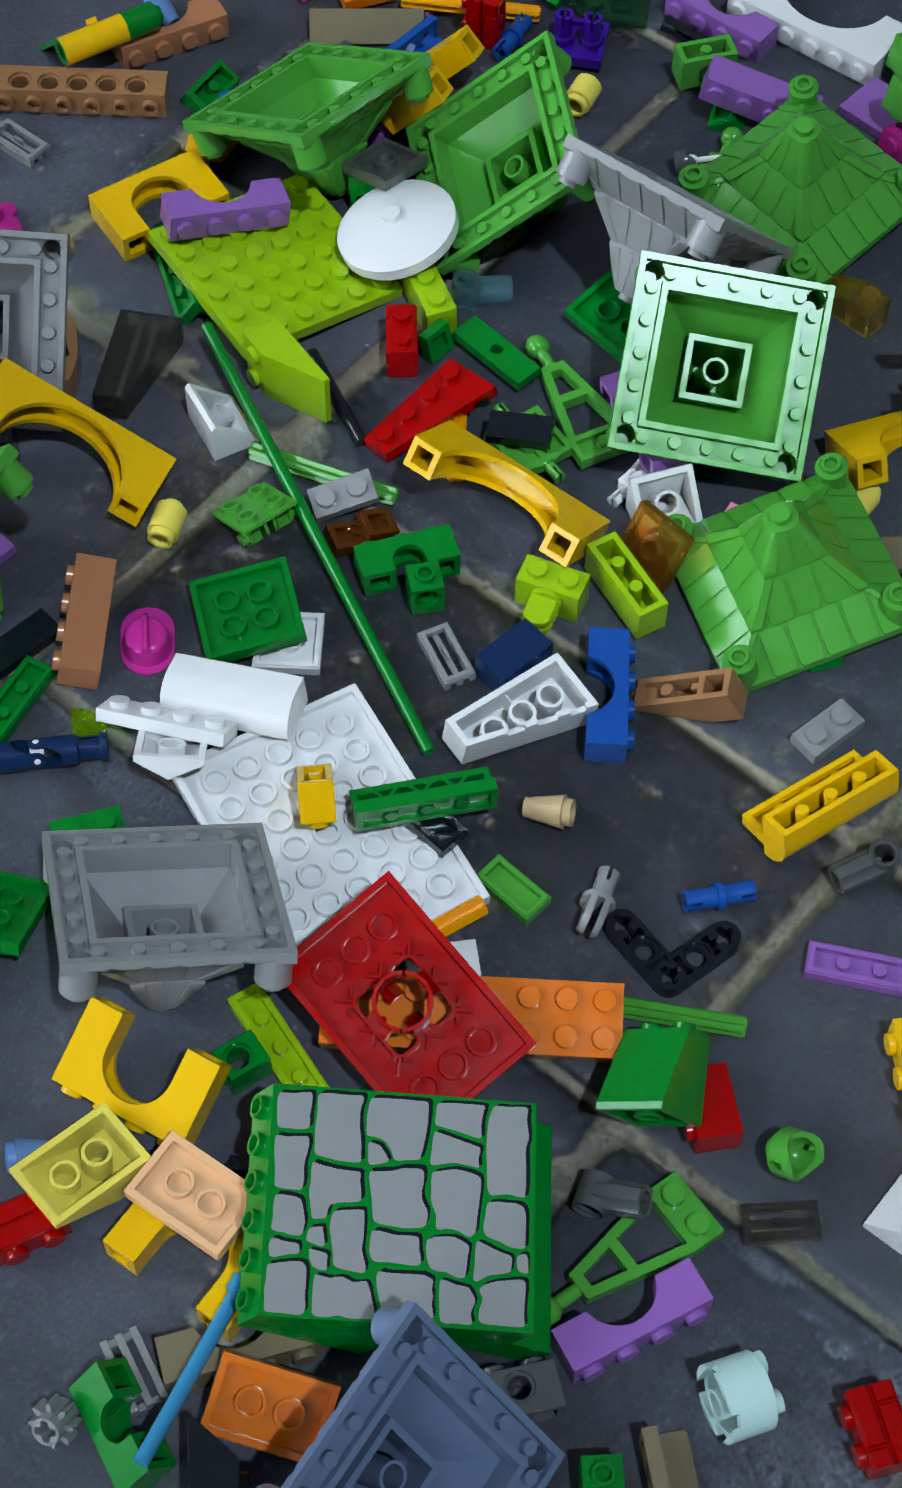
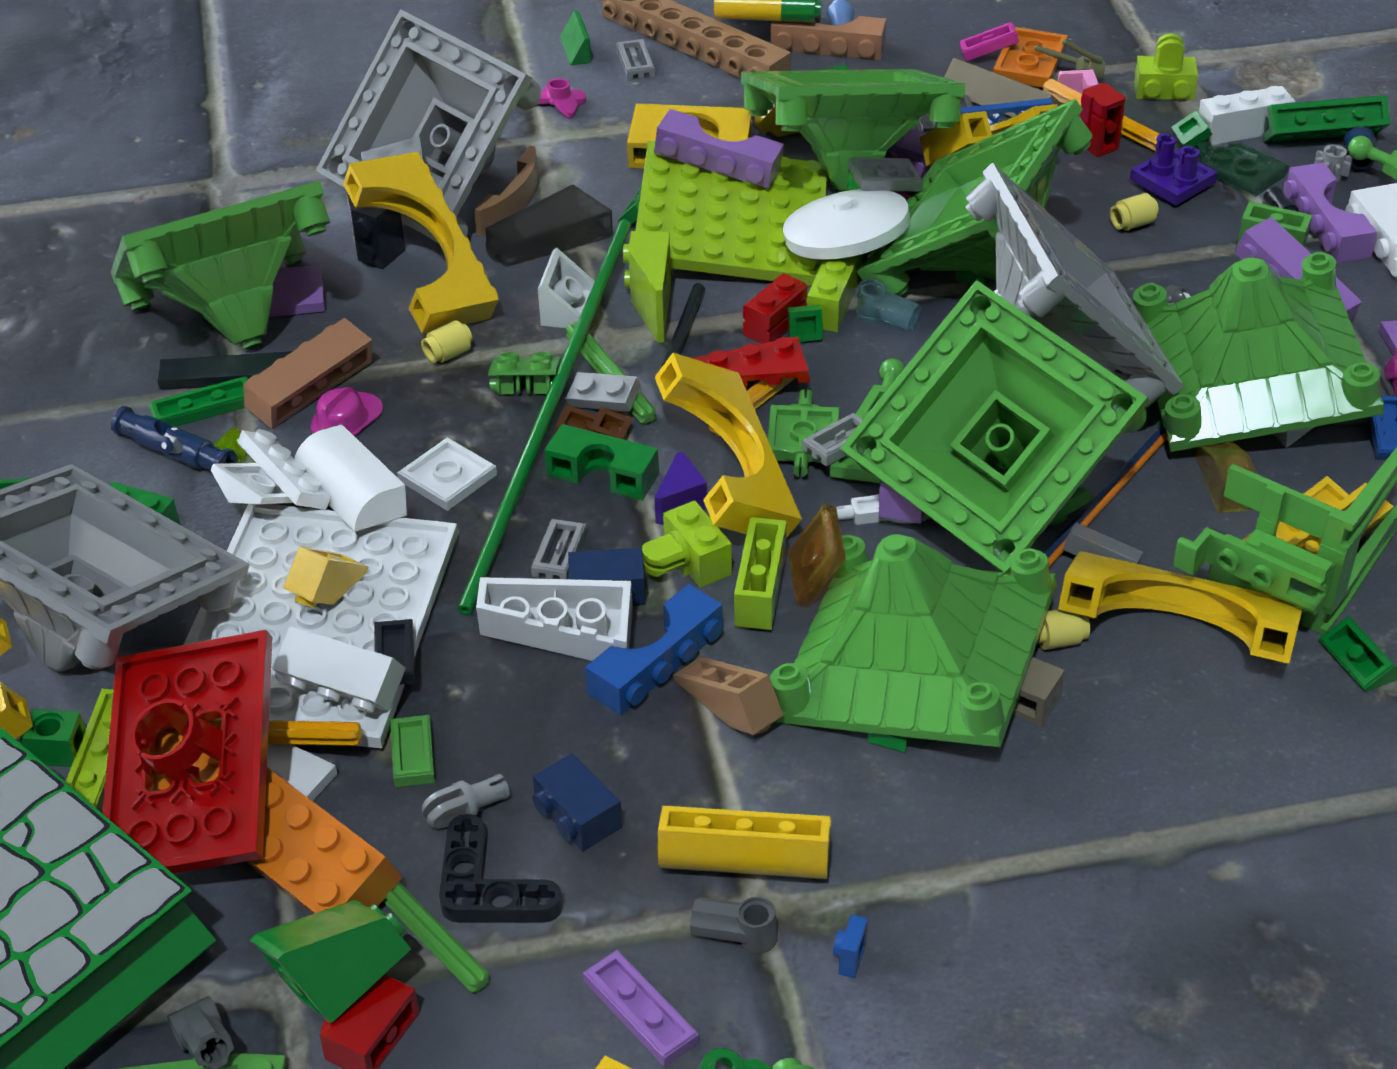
camera: 40 degrees right, 15 degrees down
(247, 611) = (434, 430): green plate -> none
(423, 799) = (398, 626): green fence -> none
(423, 861) = (338, 670): none -> white brick
(425, 587) = (591, 487): green brick -> none
(491, 546) = (679, 487): none -> dark purple slope
(496, 352) = (849, 357): green tile -> none
(512, 36) = (1117, 149): blue pin -> none
(520, 429) = (797, 412): black tile -> none
(550, 810) = (510, 709): tan cone -> none
(567, 452) = (831, 450): none -> light grey tile
(669, 490) = (872, 518): white slope -> none
(676, 851) = (577, 802): none -> dark blue brick
(718, 896) = (575, 862): blue pin -> none
(827, 731) = (829, 794): light grey plate -> none
(834, 416) = (1088, 540): none -> light grey slope

